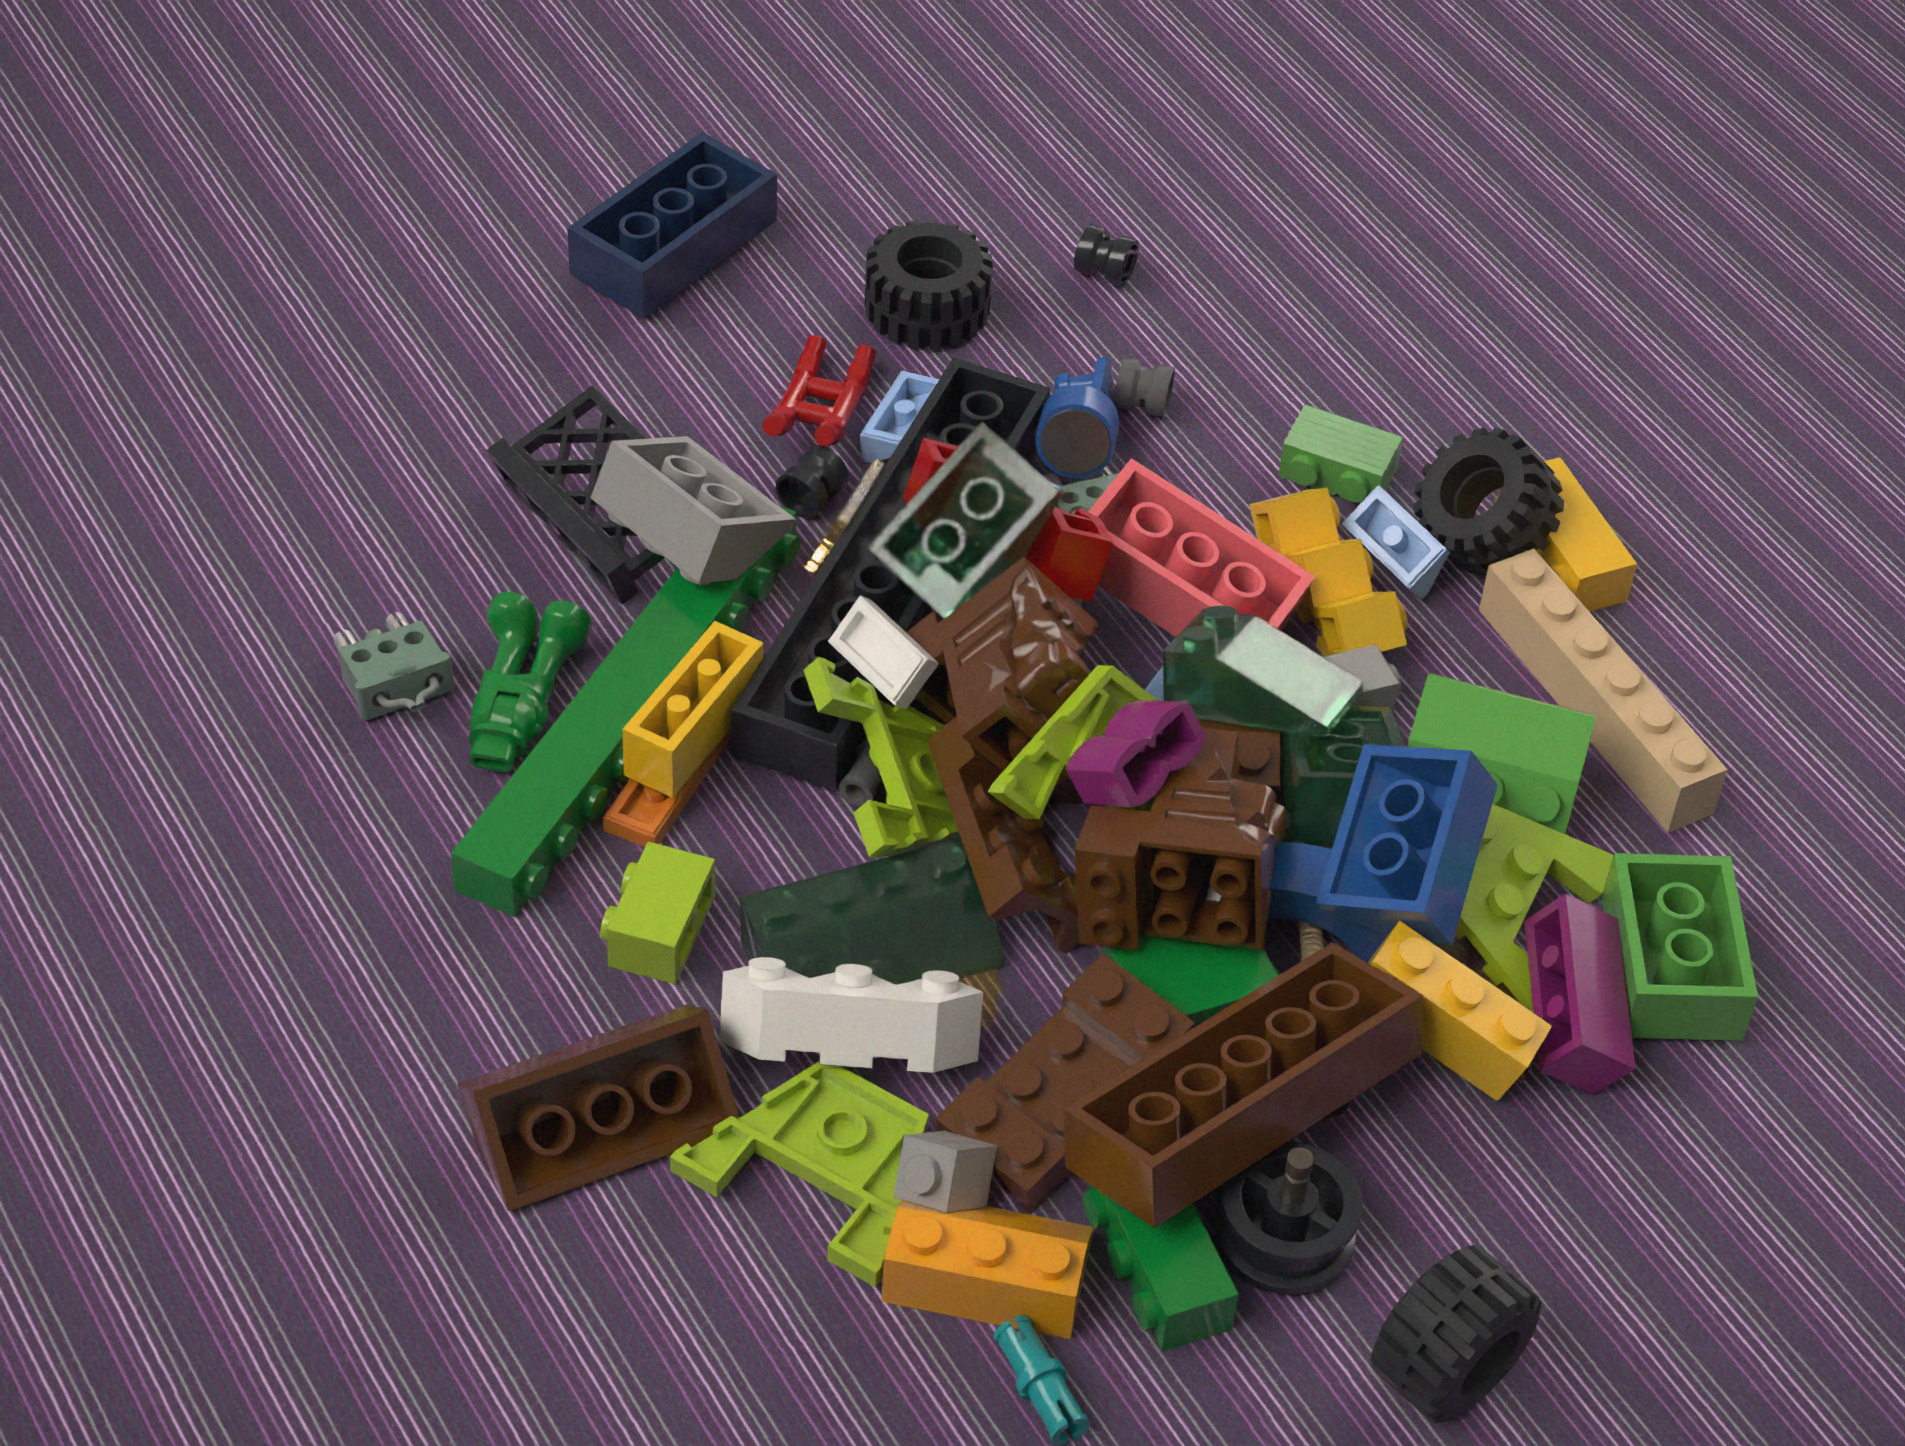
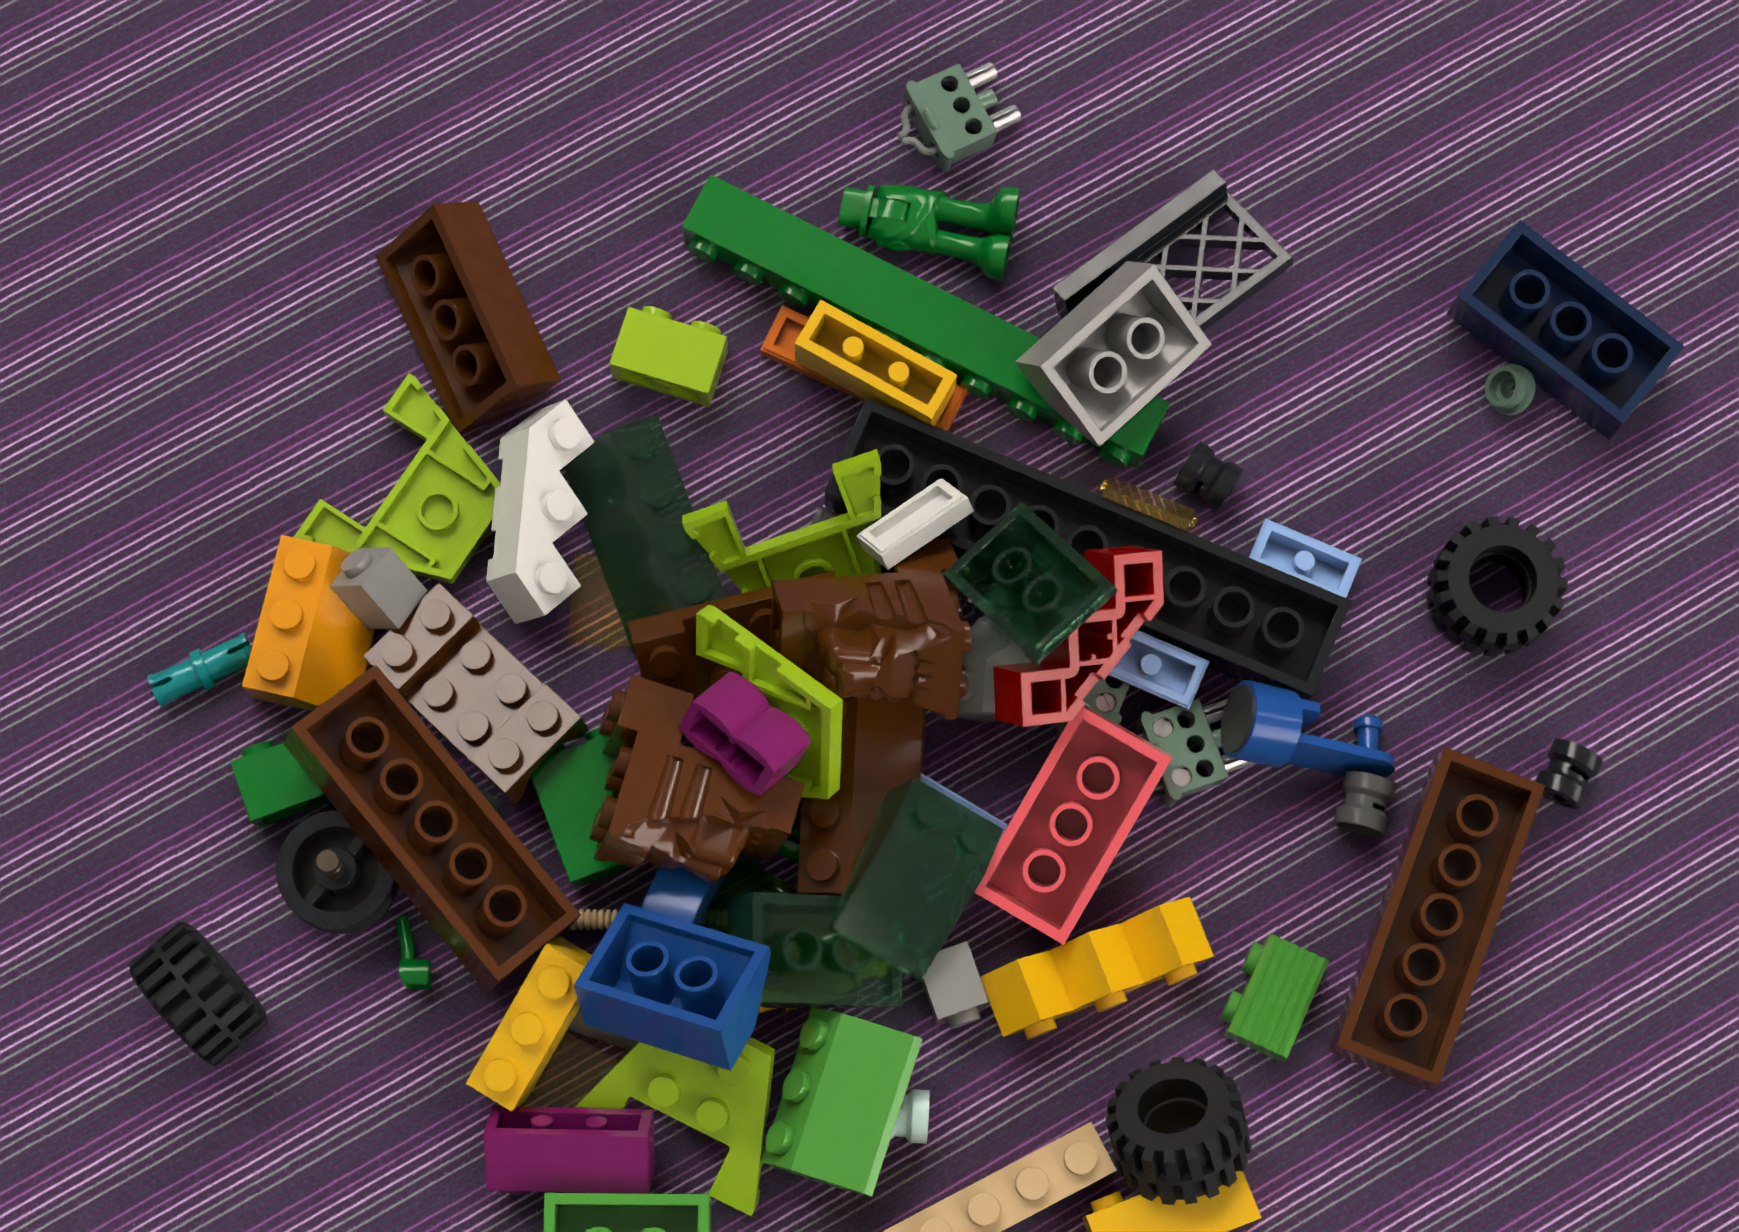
camera: 90 degrees right, 30 degrees up
(715, 262) = (1499, 386): none -> sand green plate
(805, 382) = (1351, 470): red piece -> none
(1255, 335) = (1436, 919): none -> reddish brown brick
(1391, 1160) = (415, 973): none -> green hand
(1398, 541) = (1143, 1038): light blue slope -> none

